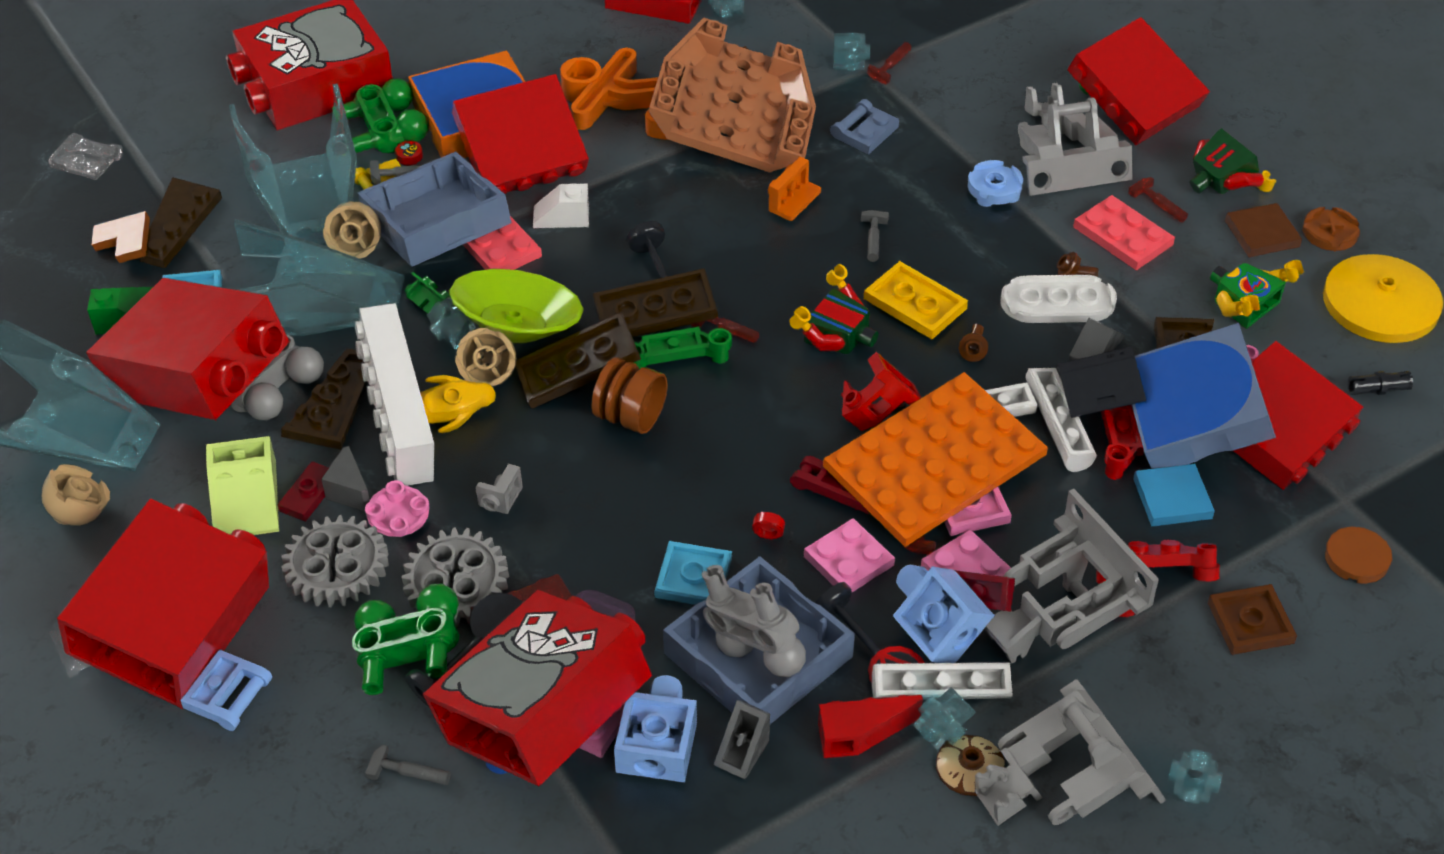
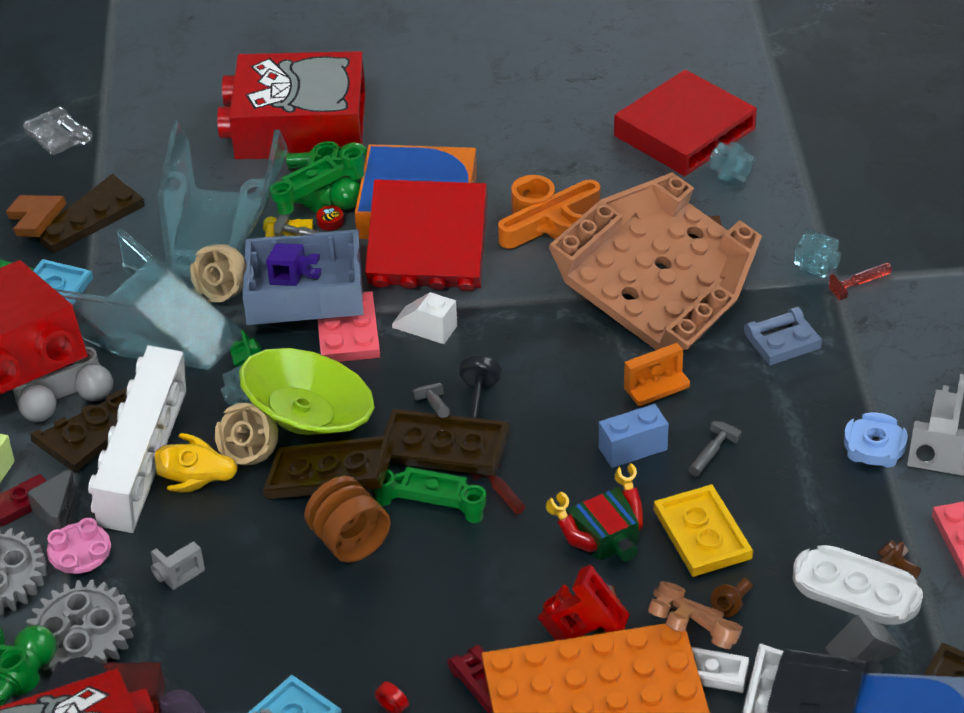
camera: 30 degrees right, 5 degrees down
(386, 115) = (316, 176): none -> green plate
(412, 202) = (288, 264): none -> dark purple brick
(614, 268) = (432, 392): none -> dark grey piece
(809, 244) = (633, 435): none -> medium blue brick
(967, 366) = (671, 596): none -> nougat plant

